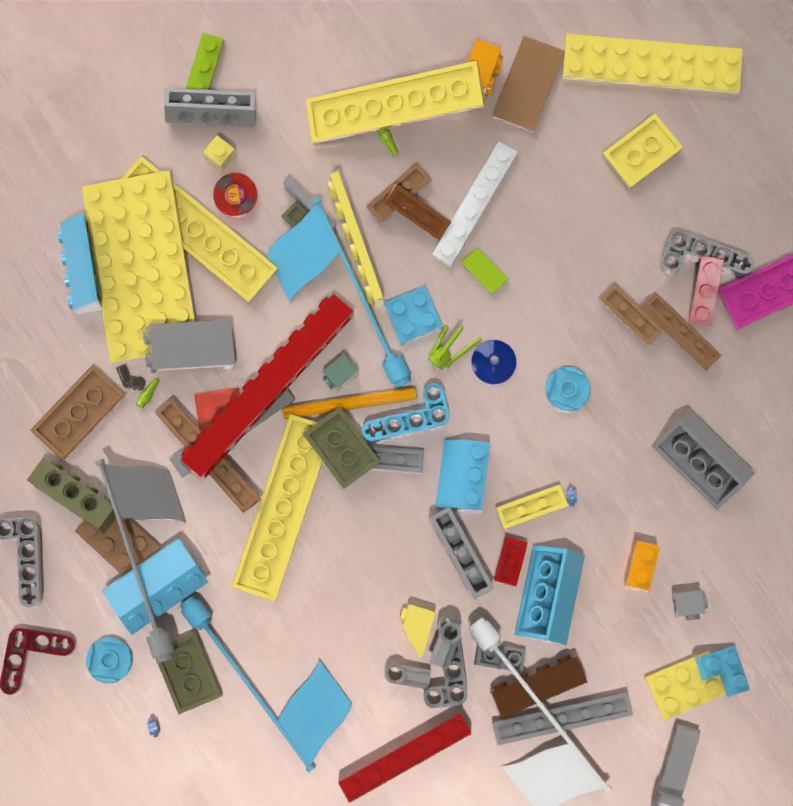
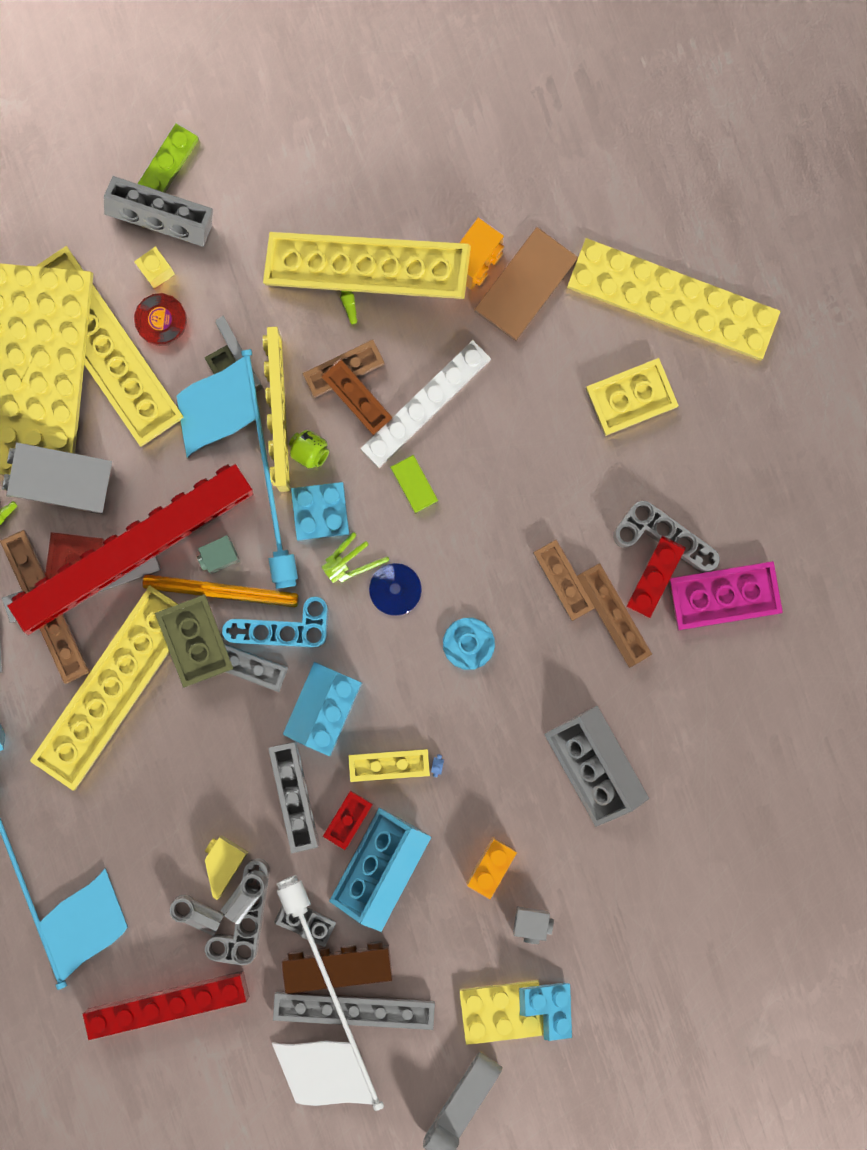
camera: 15 degrees right, 5 degrees up
(389, 266) = (308, 449): none -> lime head

